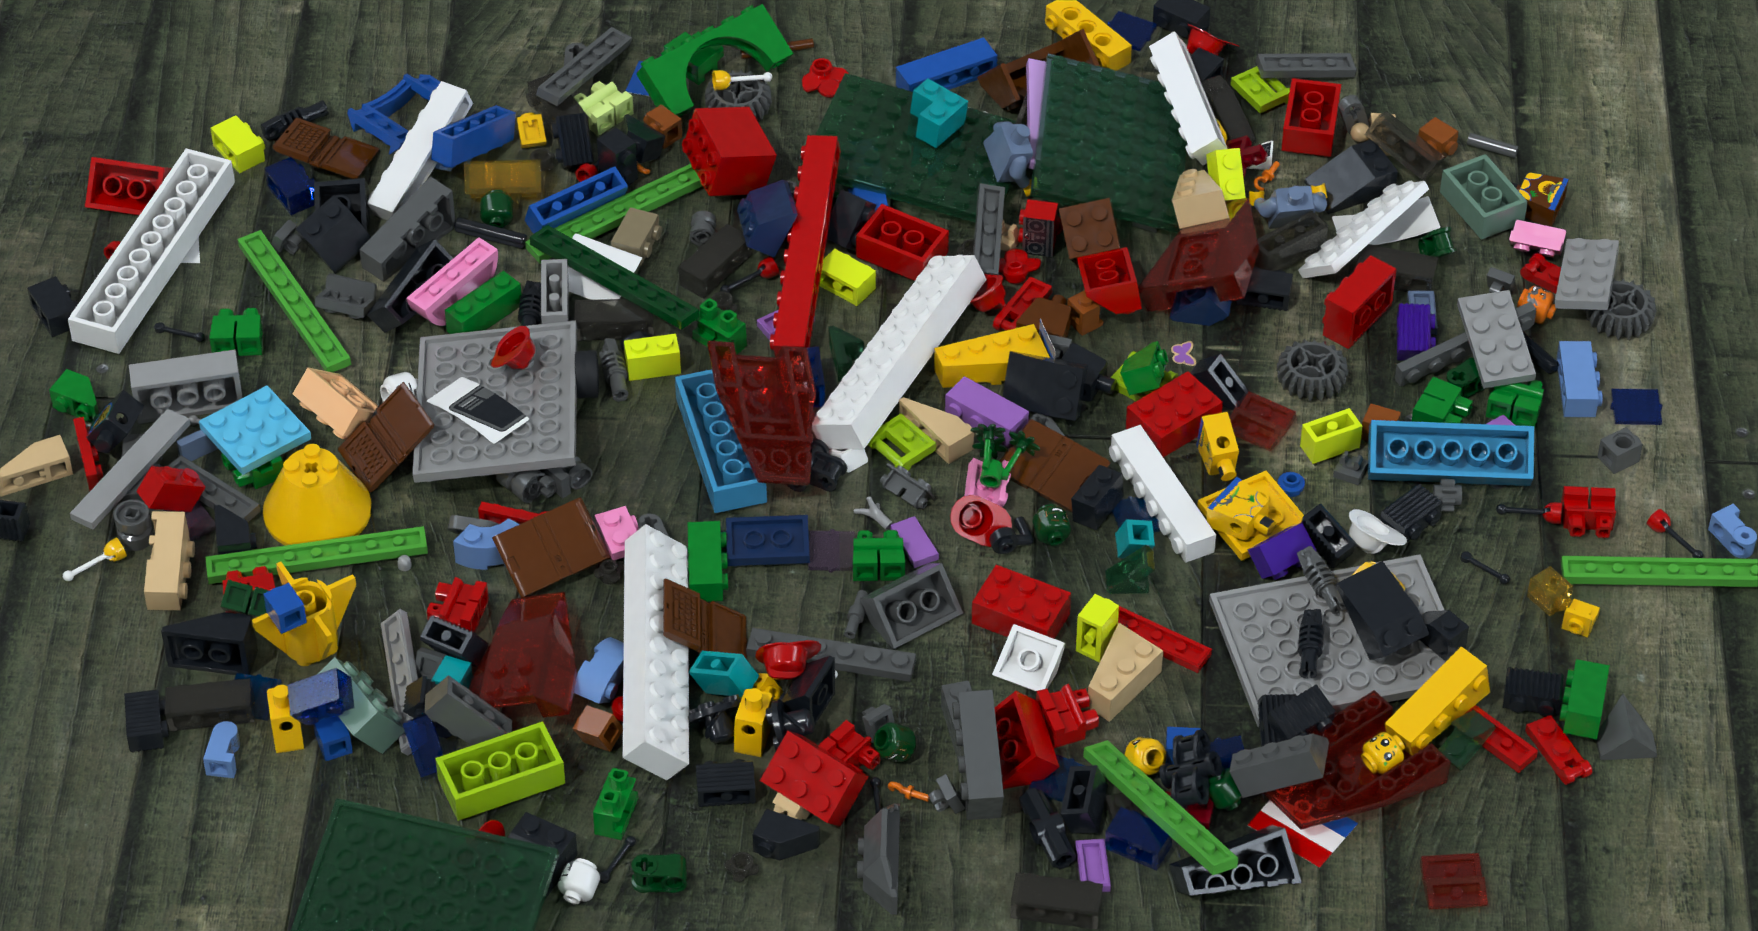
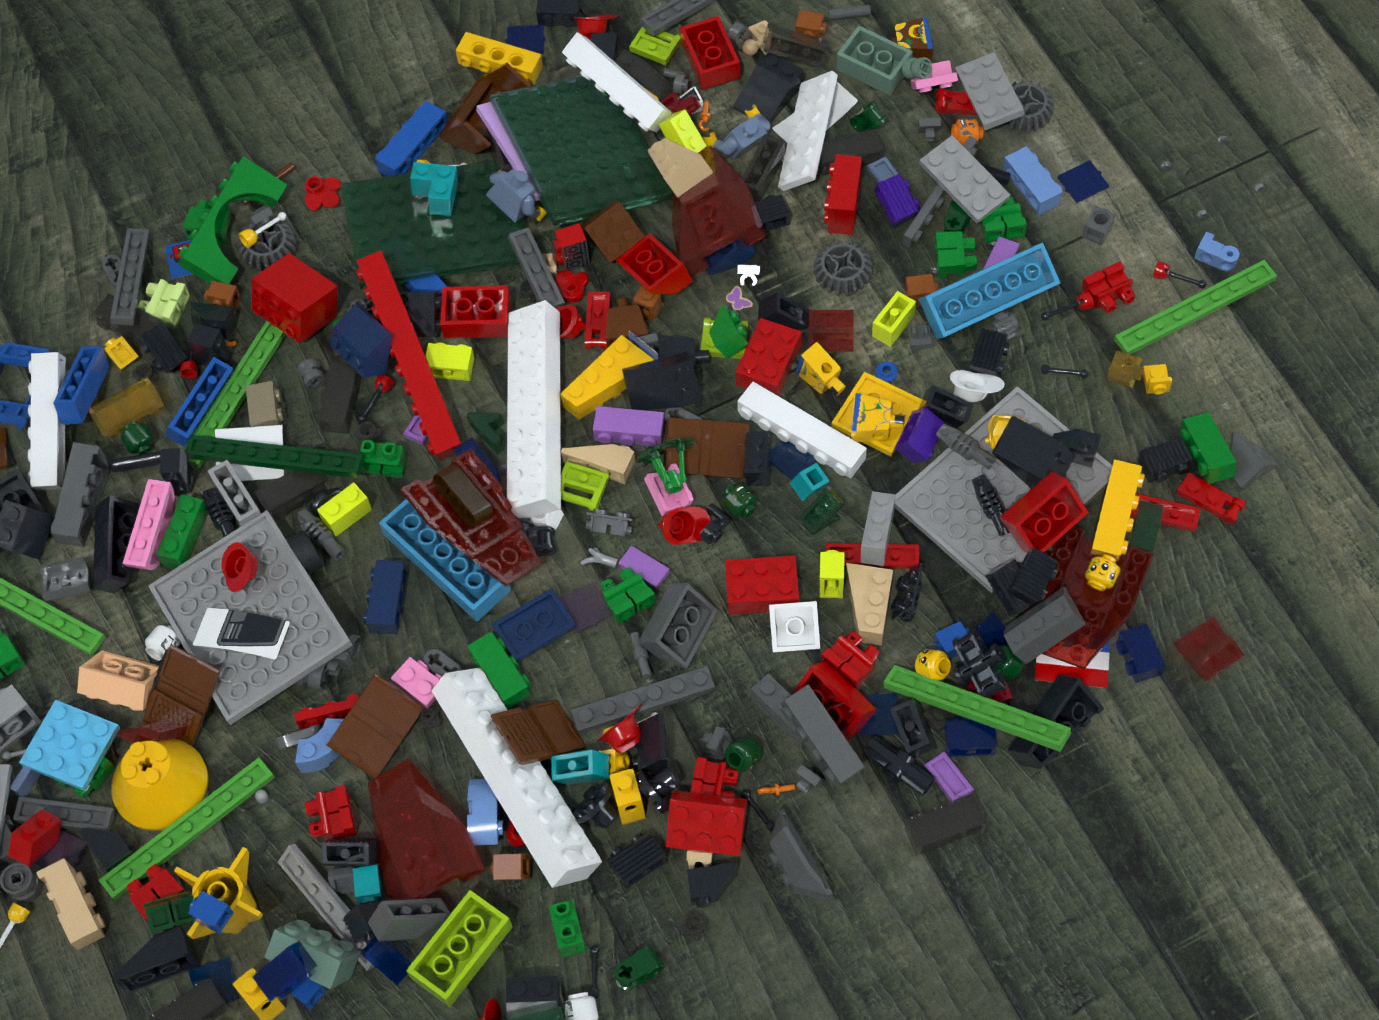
camera: 25 degrees left, 15 degrees up
(345, 456) = (153, 731): none -> clear red slope
(513, 248) = (176, 470): none -> black brick
(640, 449) = (385, 597): none -> dark blue brick
(745, 66) = (260, 215): none -> dark grey plate
(770, 384) = (462, 496): none -> dark brown beam
(1166, 685) = (907, 594): none -> black hinge
(1175, 610) = (877, 528): none -> light grey brick
(1209, 329) = (749, 271): none -> tile
(1260, 130) = (681, 80): none -> dark grey plate
(1354, 665) = (1044, 513): none -> red brick
(1375, 848) = (1140, 653): none -> clear blue brick
(1521, 219) = (917, 68): none -> sand green wheel

